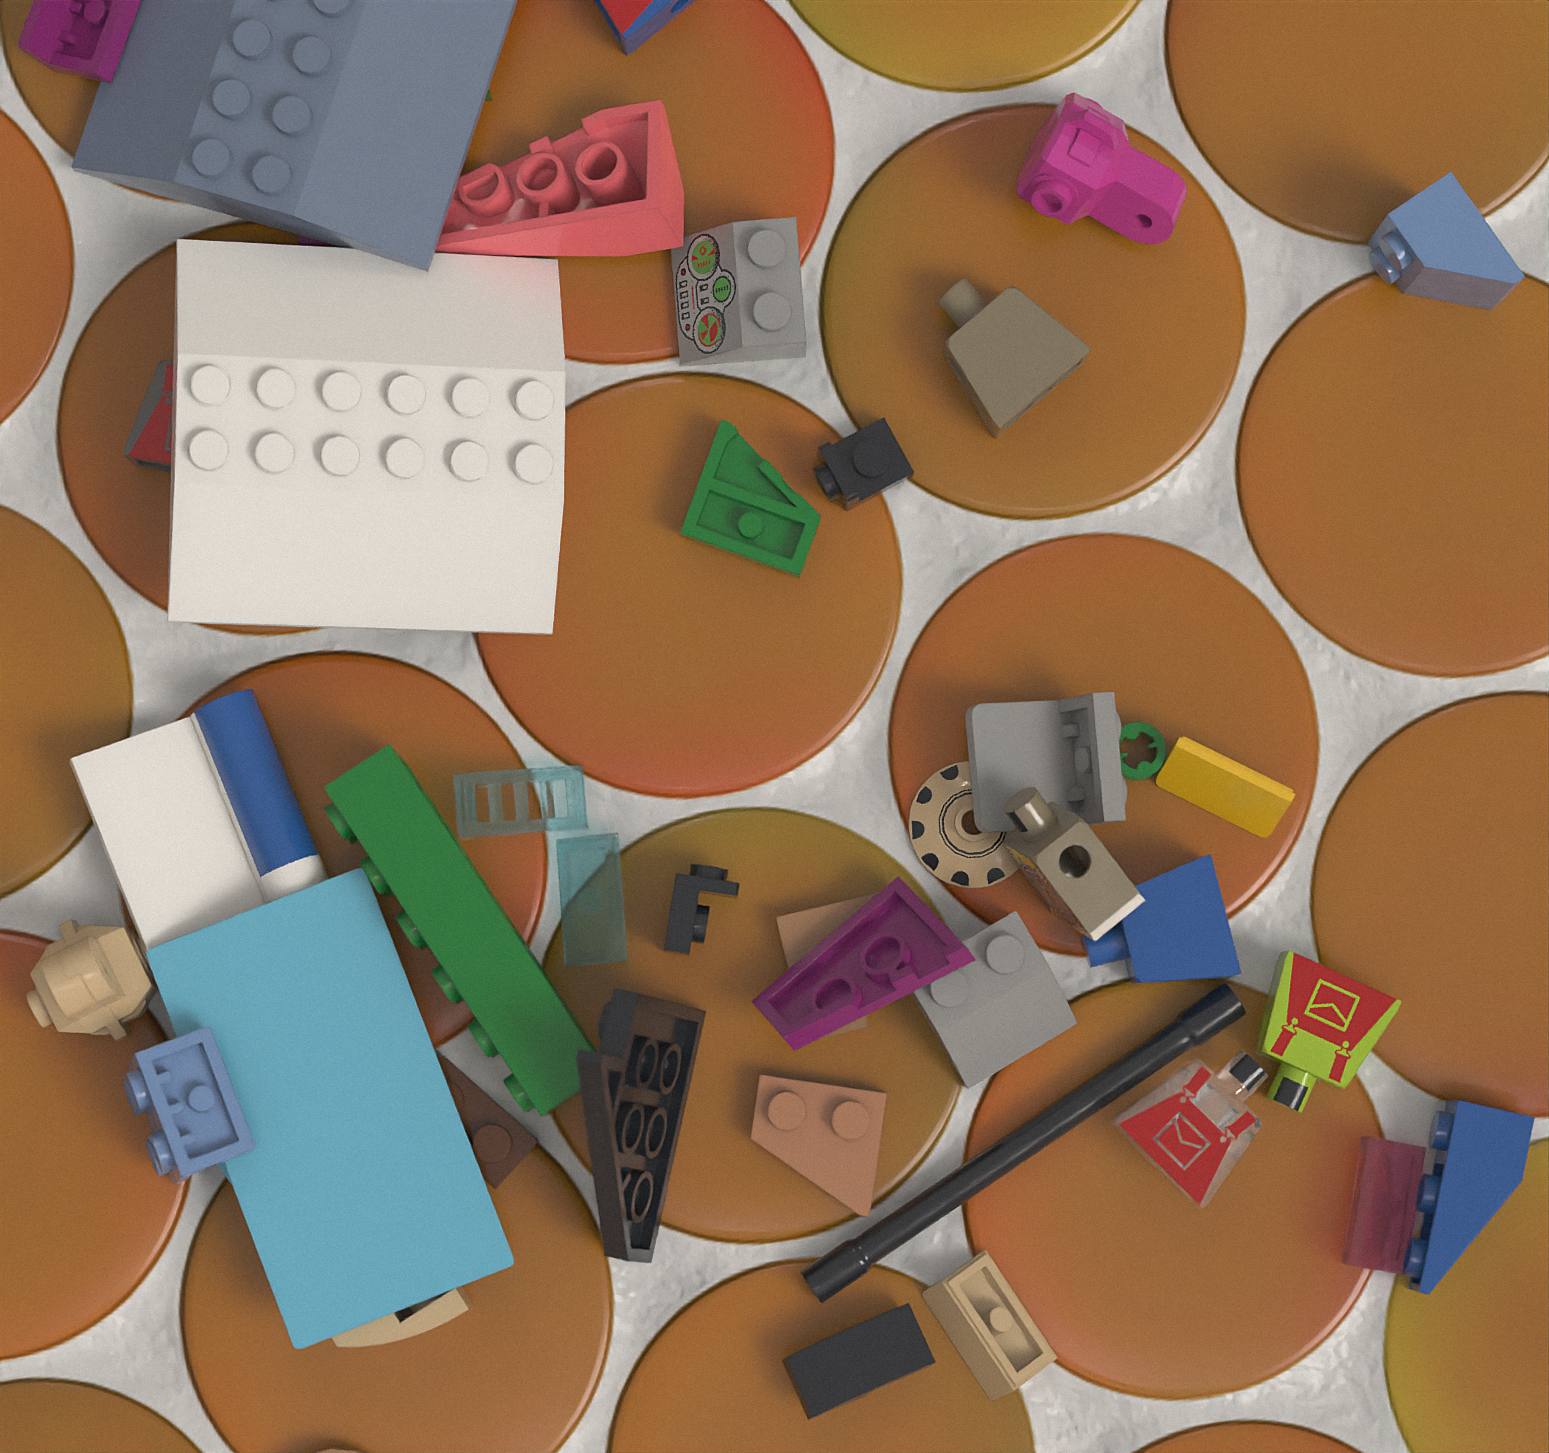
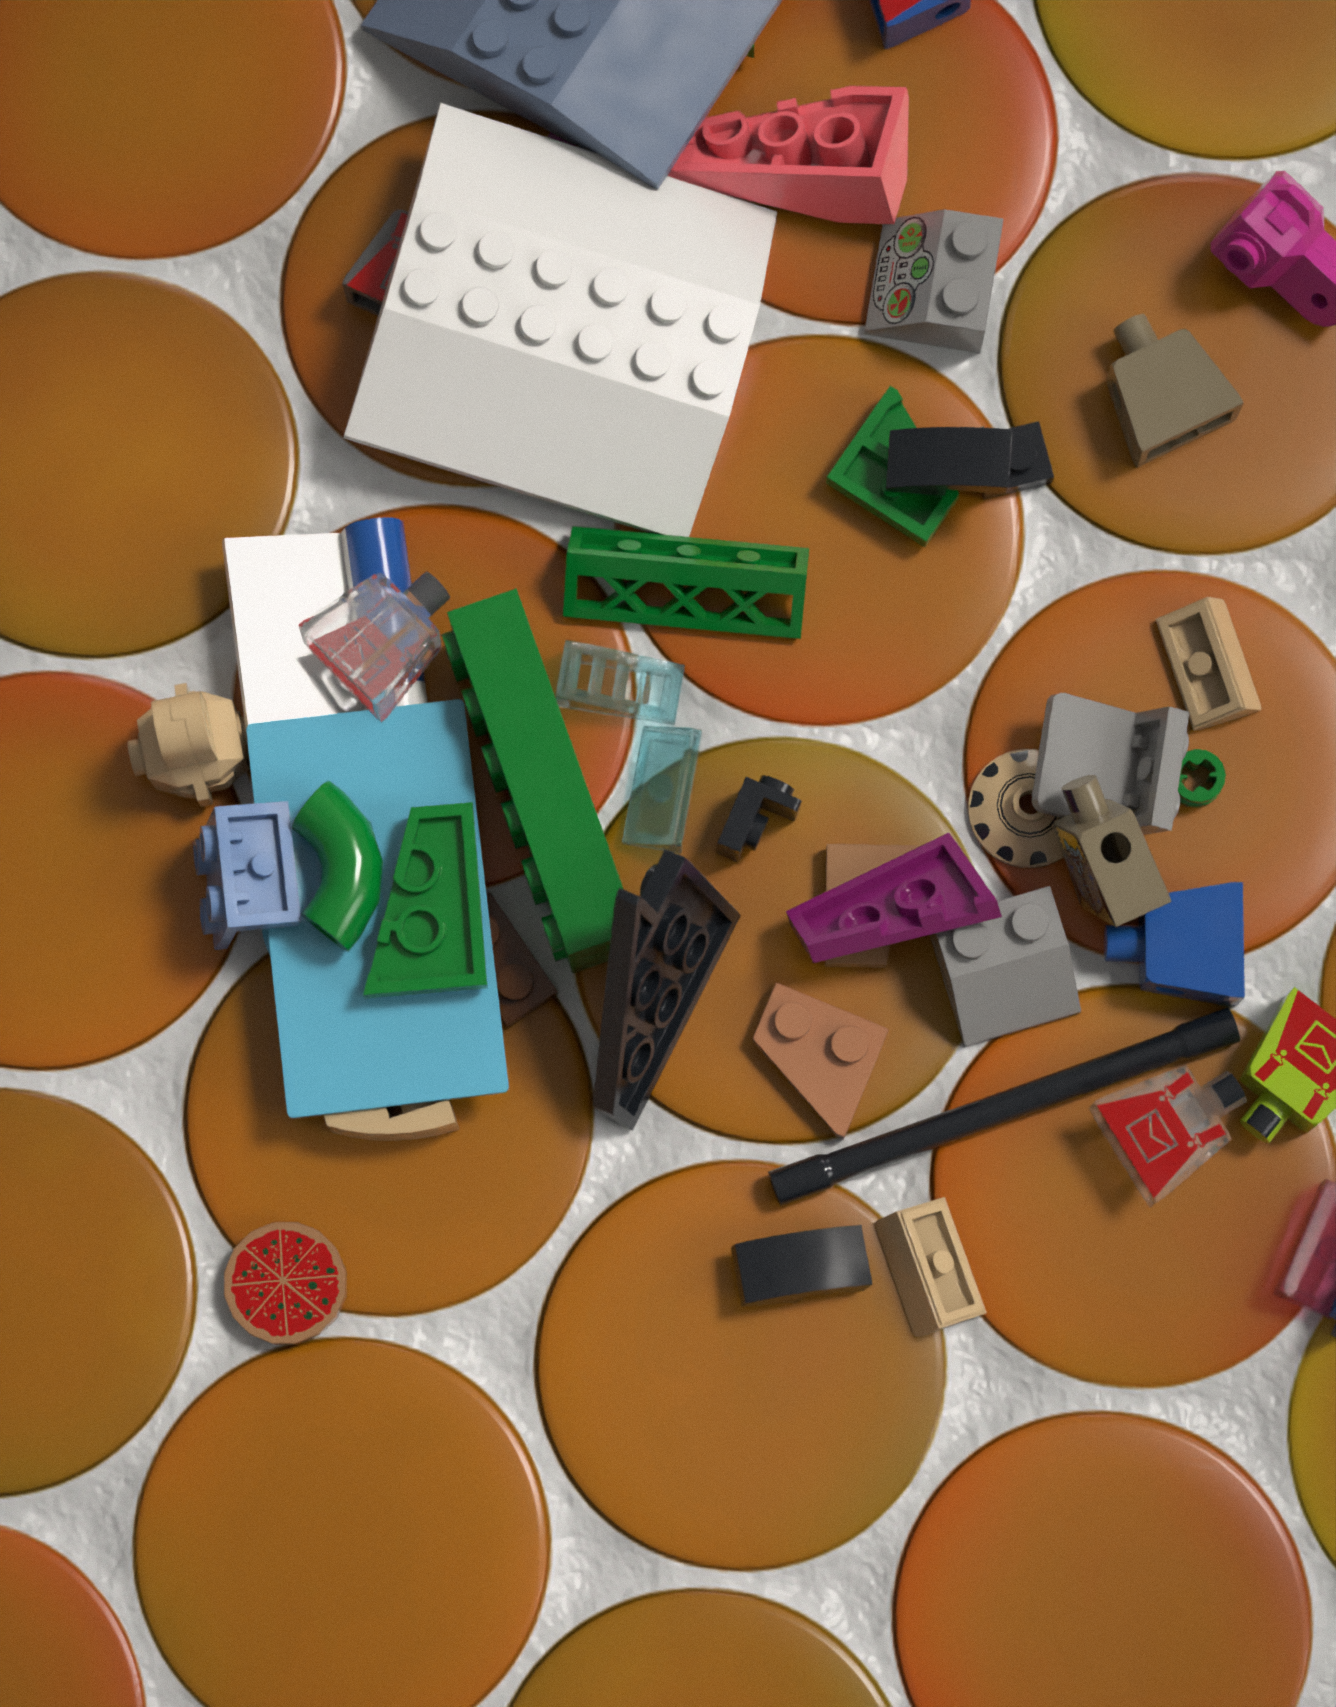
camera: 20 degrees right, 5 degrees down
(259, 828) = (378, 638): none -> clear torso
(290, 1076) = (348, 863): none -> green cylinder
(391, 1101) = (434, 909): none -> green wing
(569, 656) = (685, 562): none -> green fence
(802, 488) = (949, 459): none -> black slope
(1119, 627) = (1208, 663): none -> tan slope
(1223, 787) = (1269, 829): yellow slope -> none

